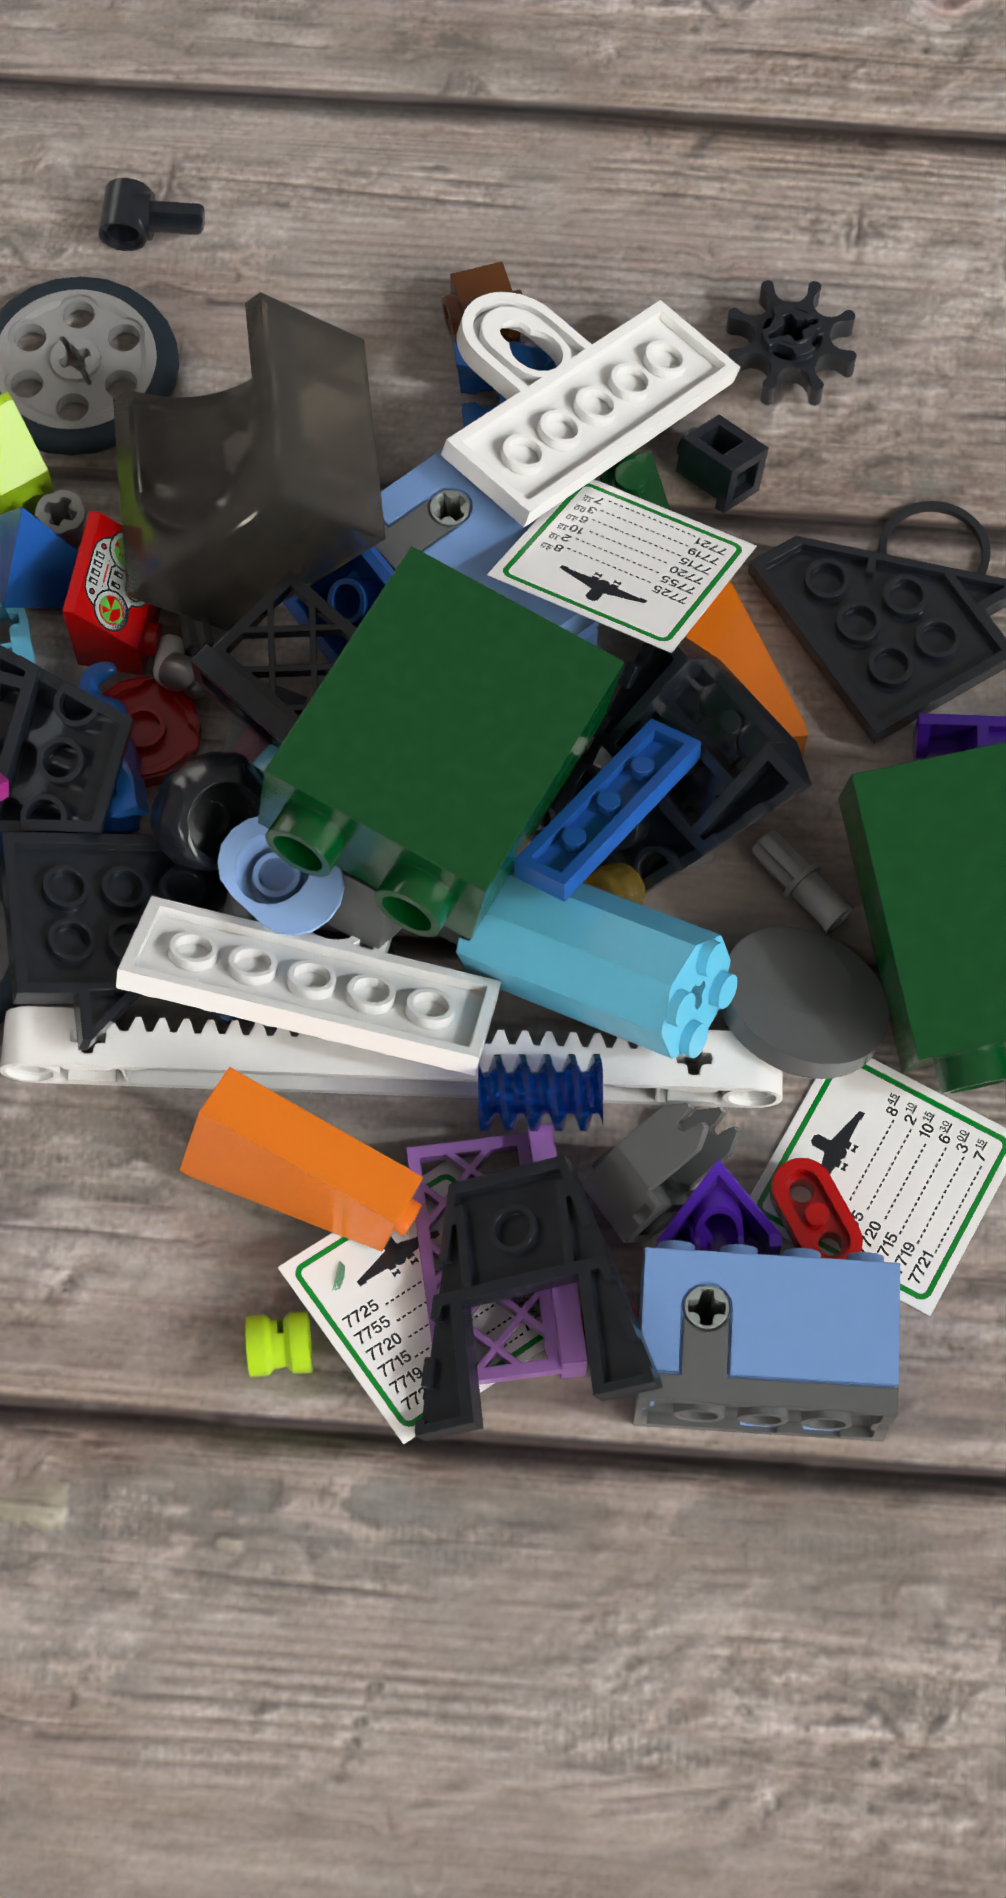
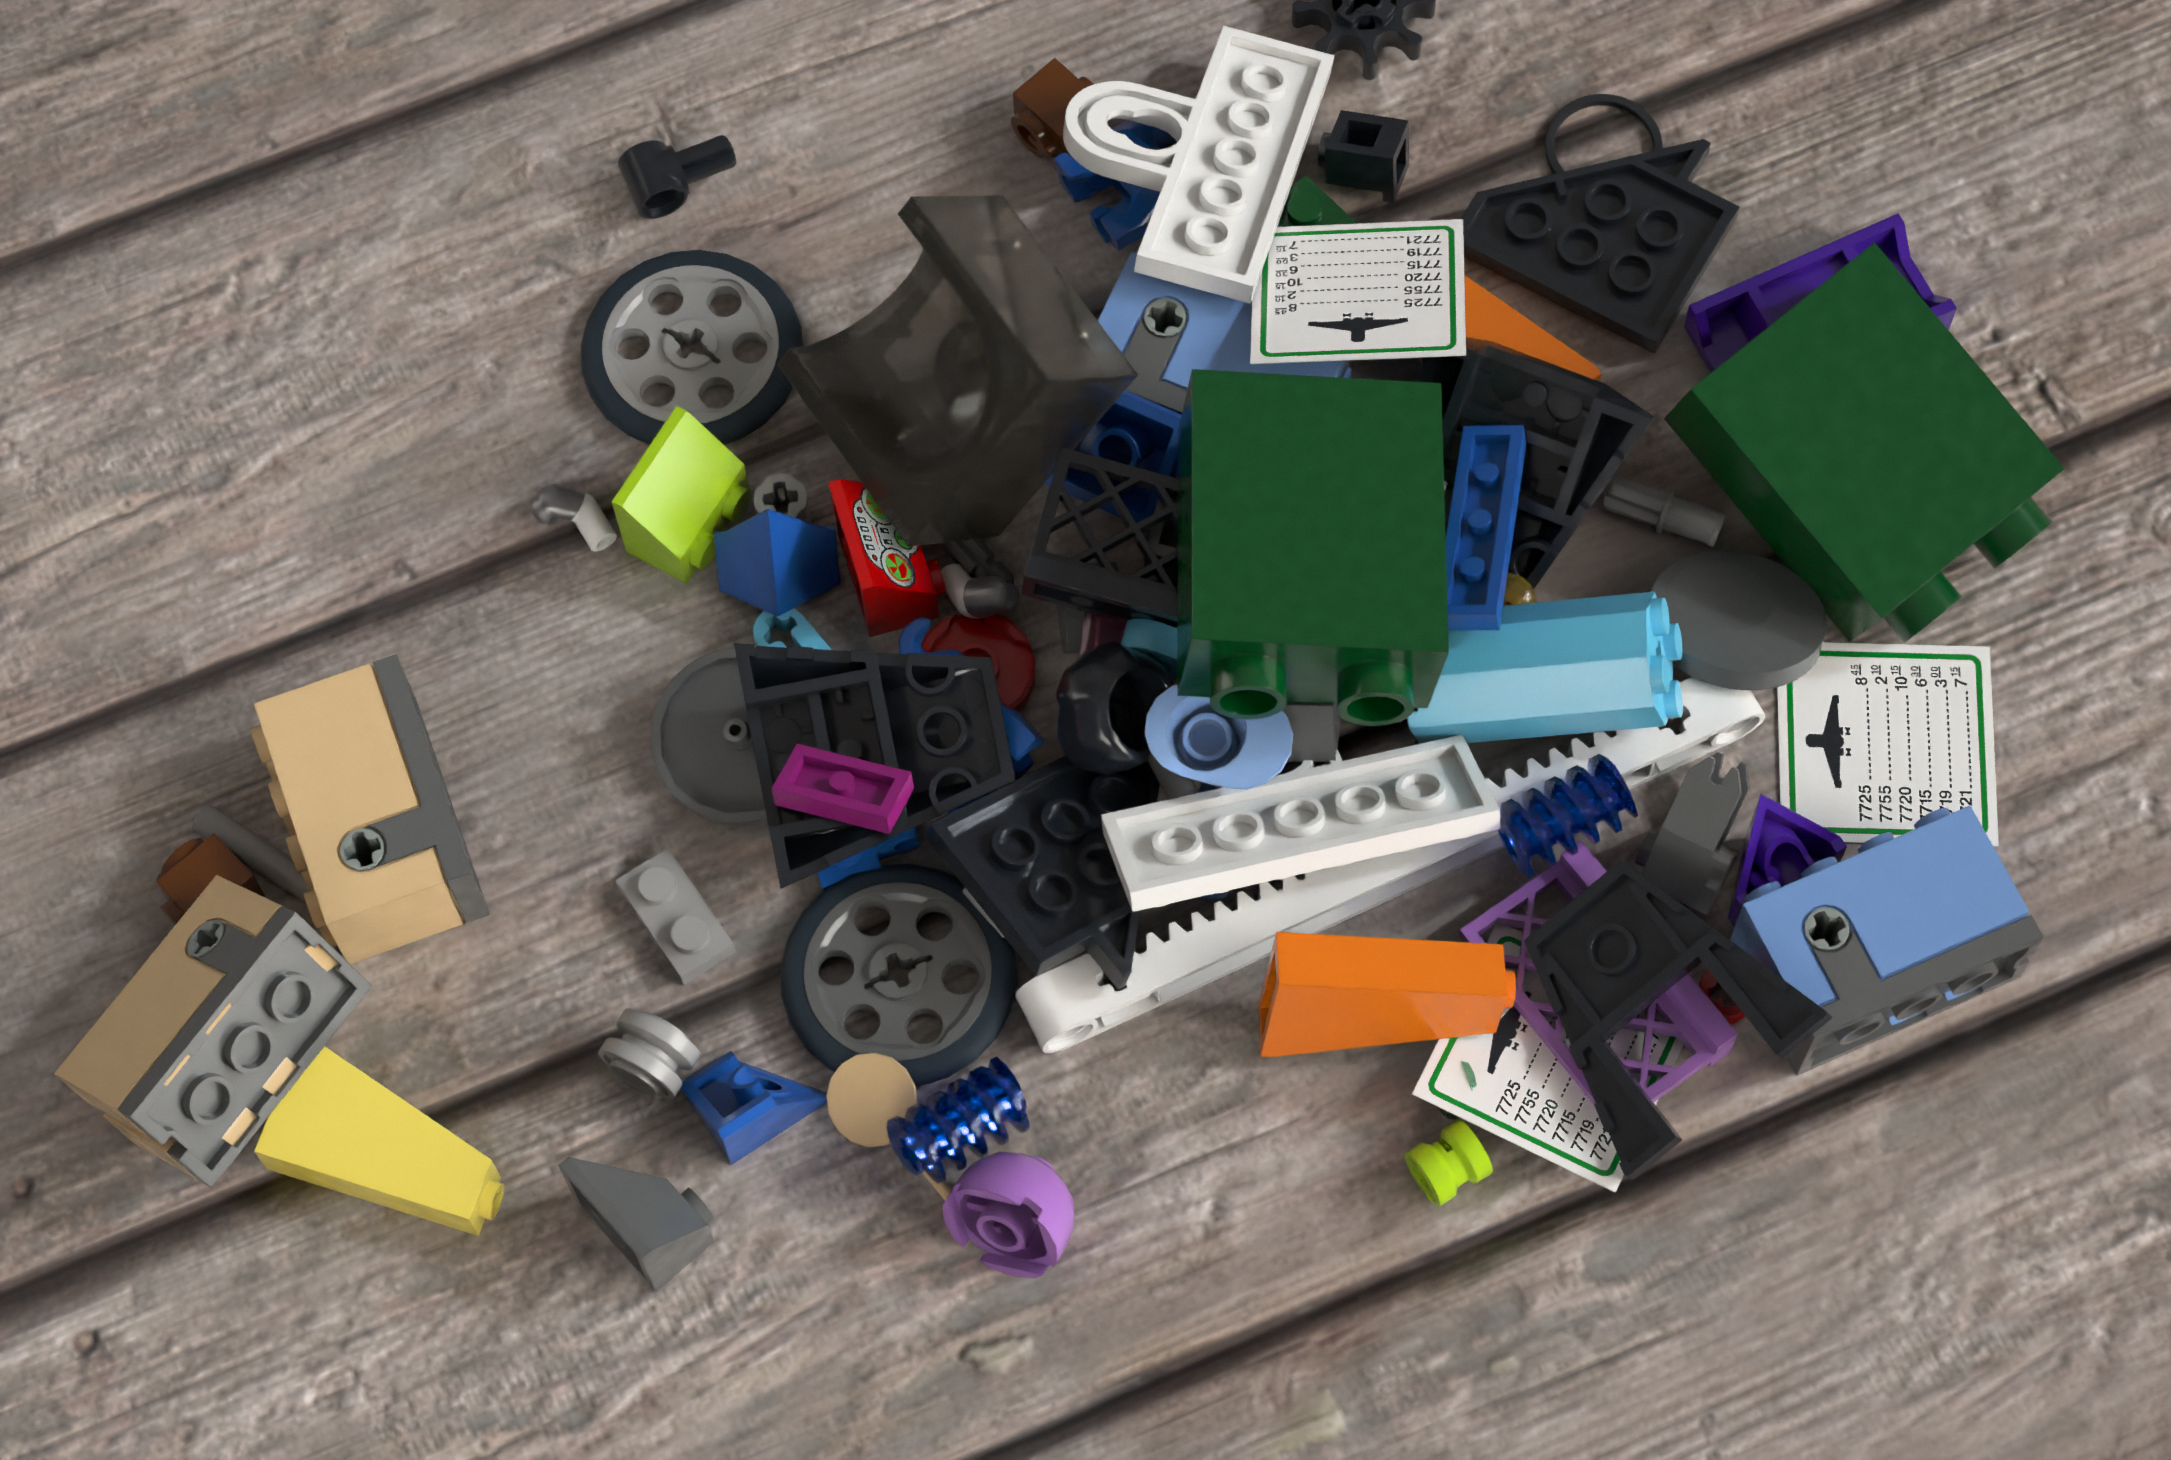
camera: 25 degrees left, 0 degrees up
(821, 1216) = (1858, 802): red plate -> none

